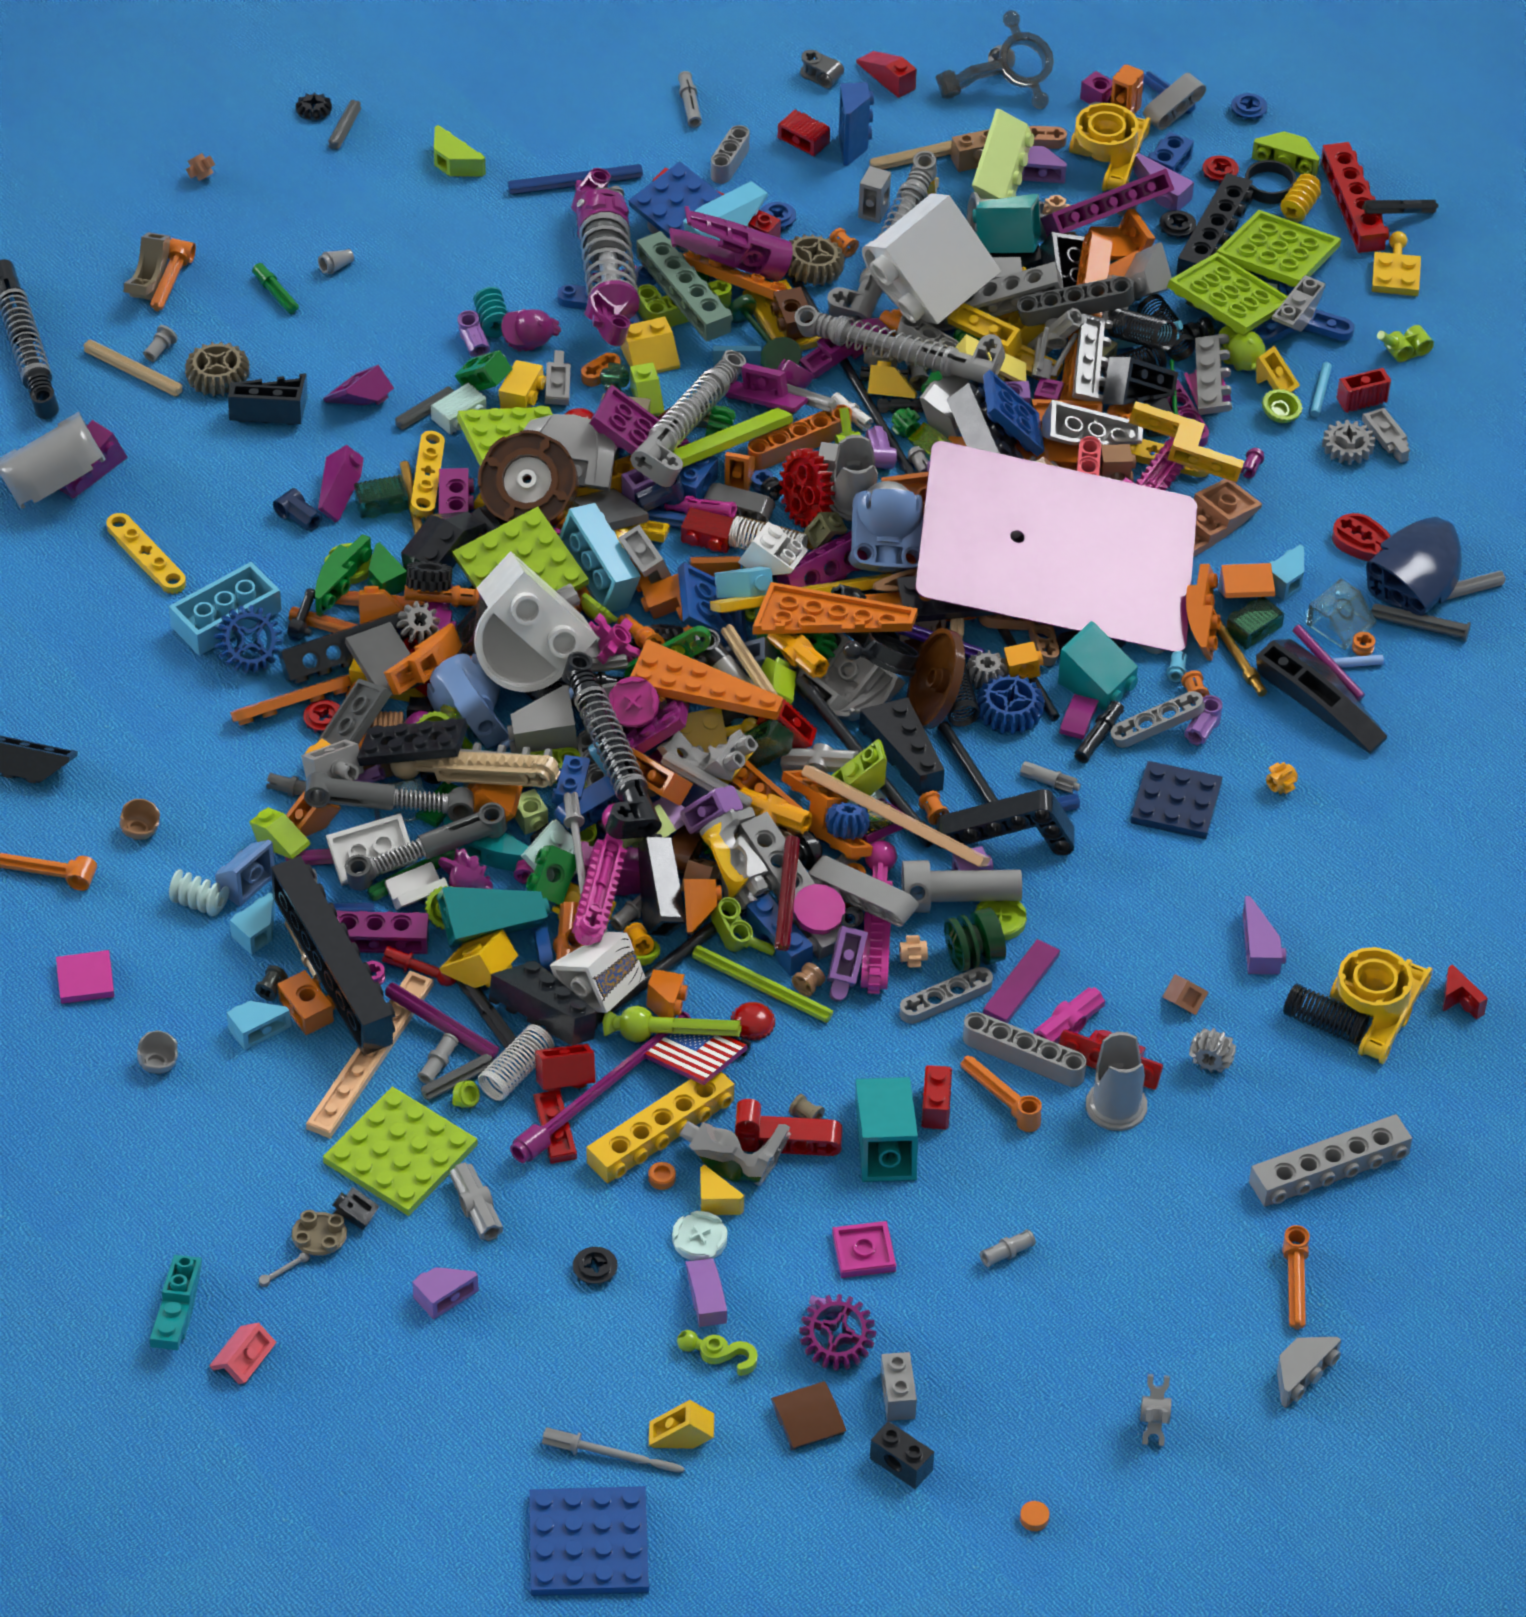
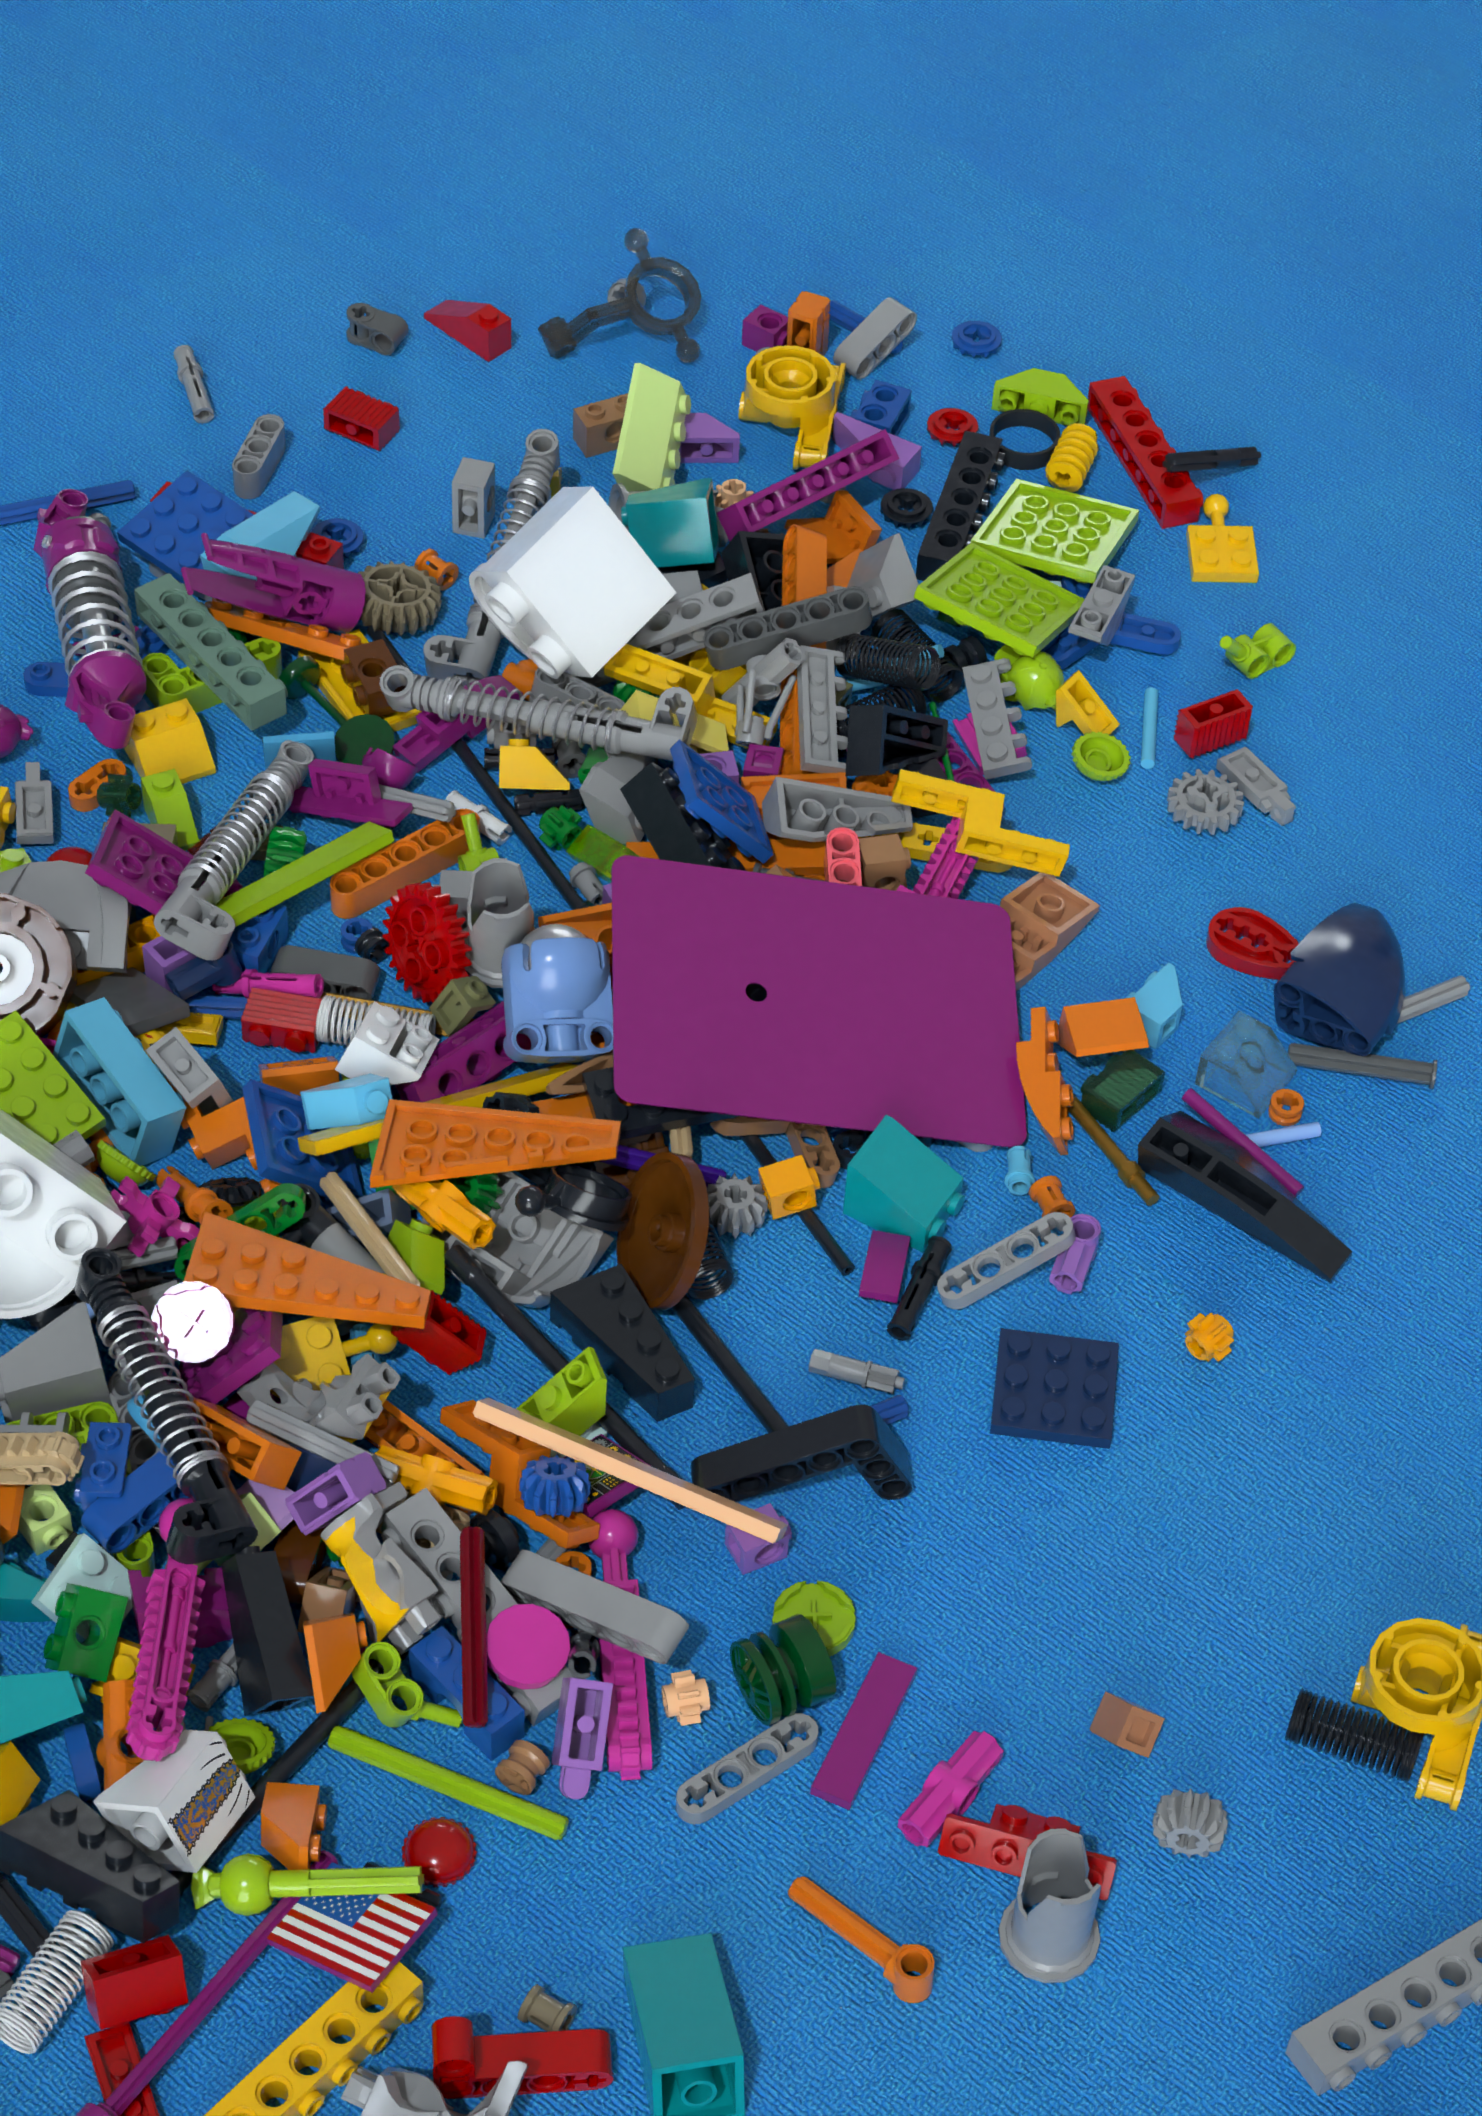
camera: 10 degrees left, 0 degrees up
(522, 871) = (38, 1625): dark pink bush -> none
(574, 821) = (113, 1536): light grey piece -> none
(640, 940) = (234, 1724): light orange bush -> none
(739, 470) = (320, 923): orange slope -> none
(772, 742) = (418, 1359): clear green brick -> none
(820, 757) = (494, 1378): light grey piece -> none
(854, 120) = (432, 394): blue slope -> none
(884, 455) = (537, 879): medium lavender piece -> none
(906, 157) = (515, 440): tan axle -> none
(933, 807) = (683, 1440): orange bush -> none
(936, 1097) = (759, 1962): red brick -> none
(958, 884) = (691, 1582): light grey piece -> none
(1010, 704) = (800, 1265): blue gear -> none
(1024, 1049) = (901, 1871): light grey beam -> none
(1047, 135) = (710, 399): nougat beam -> none
(1254, 458) = (1075, 835): magenta pin -> none
(1261, 941) = (1228, 1617): medium lavender slope -> none

